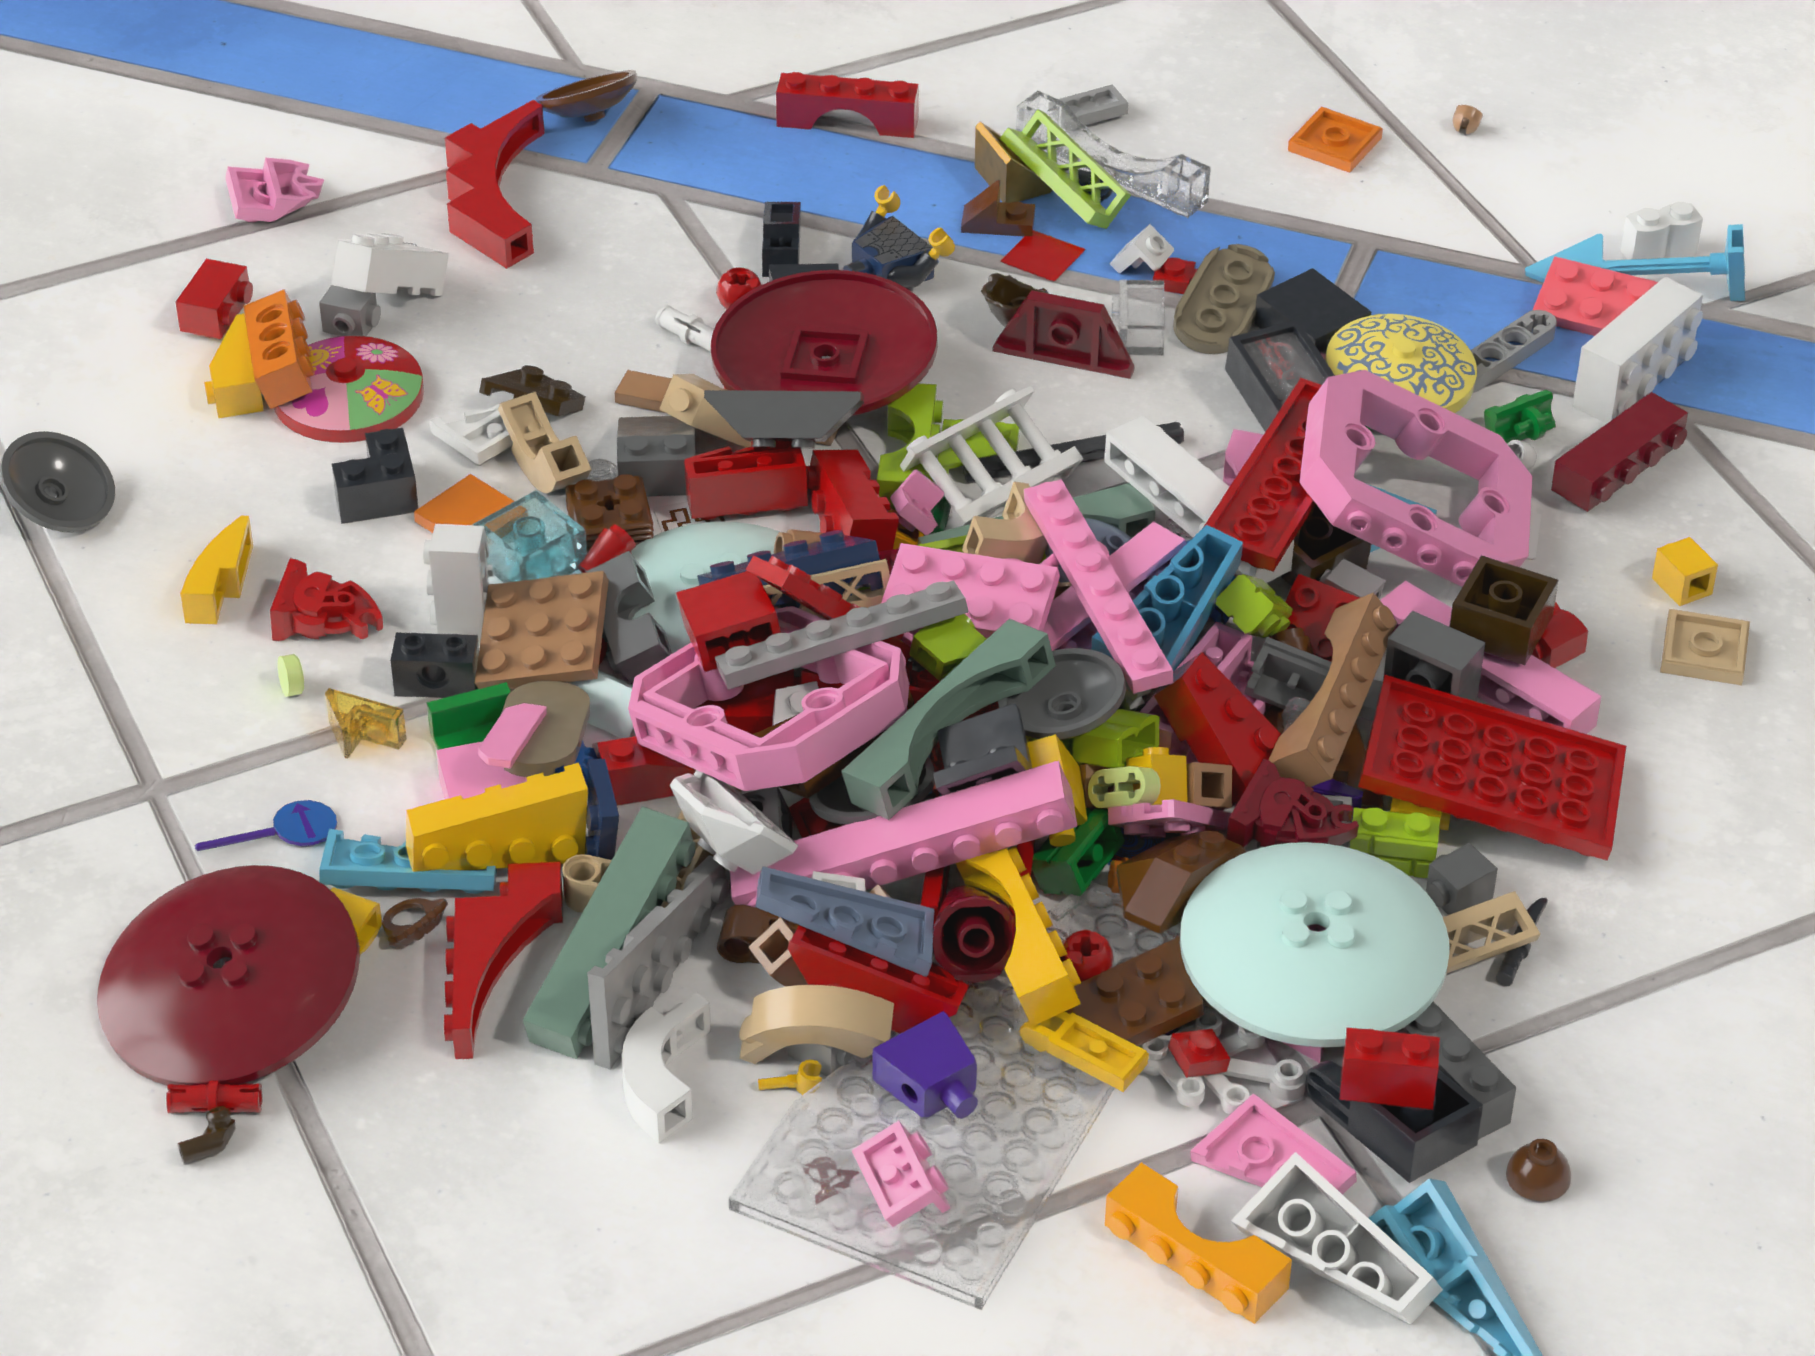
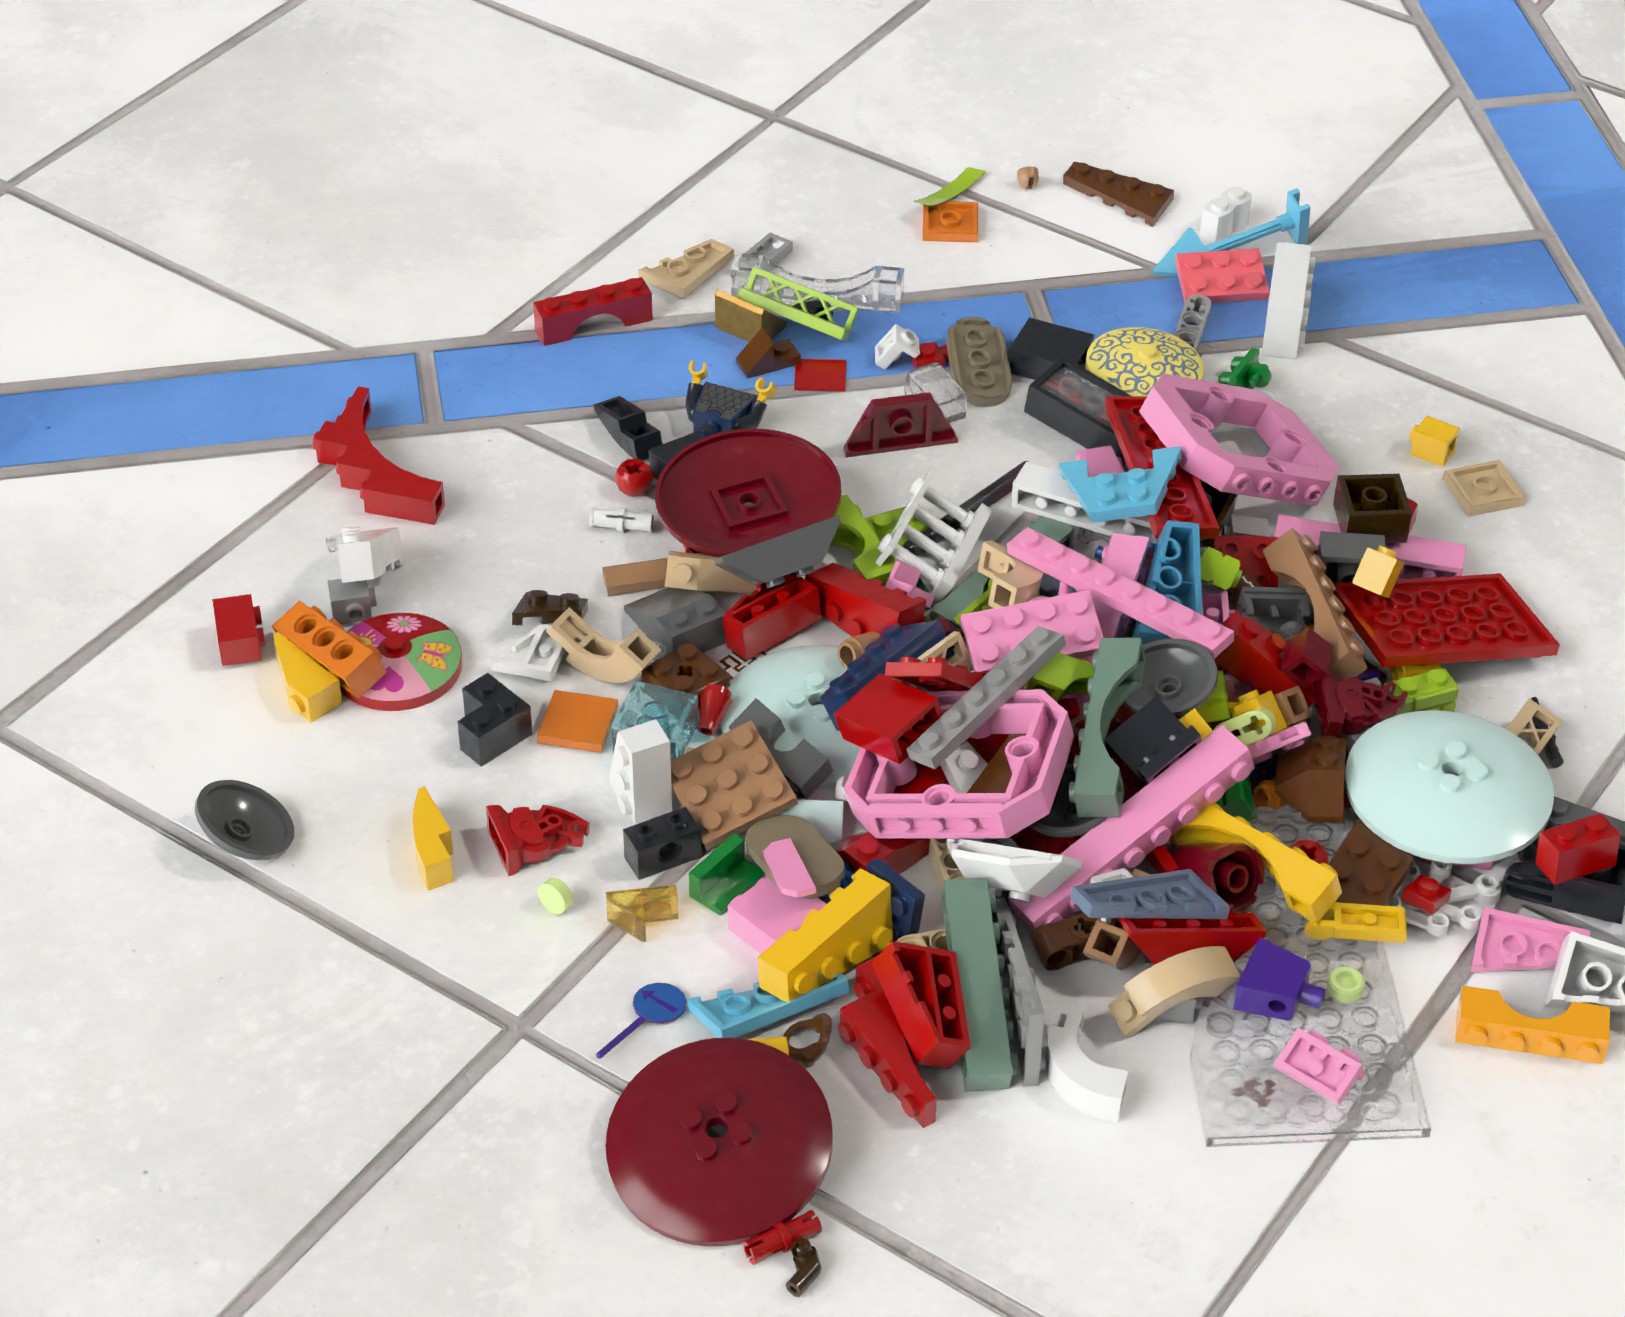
camera: 30 degrees left, 0 degrees up
(271, 191) = (201, 528): bright pink plate -> none
(534, 922) = (926, 1000): none -> red wedge
(589, 96) = (393, 367): reddish brown dish -> none
(803, 1081) = (1179, 1033): yellow hand -> none
(984, 99) = (690, 270): none -> tan wing
(1005, 295) = (842, 414): dark brown hair -> none
(1016, 1106) = (1345, 984): none -> yellowish green tile
(1207, 485) = (1122, 494): none -> medium azure wing
(1255, 736) = (1306, 658): none -> dark red brick
(1372, 105) = (954, 188): none -> lime sticker
(1436, 678) = (1378, 571): none -> yellow brick
(1461, 879) = (1480, 700): dark grey brick -> none
(1570, 173) = (1130, 193): none -> reddish brown wing
(1619, 451) = (1330, 374): dark red brick -> none

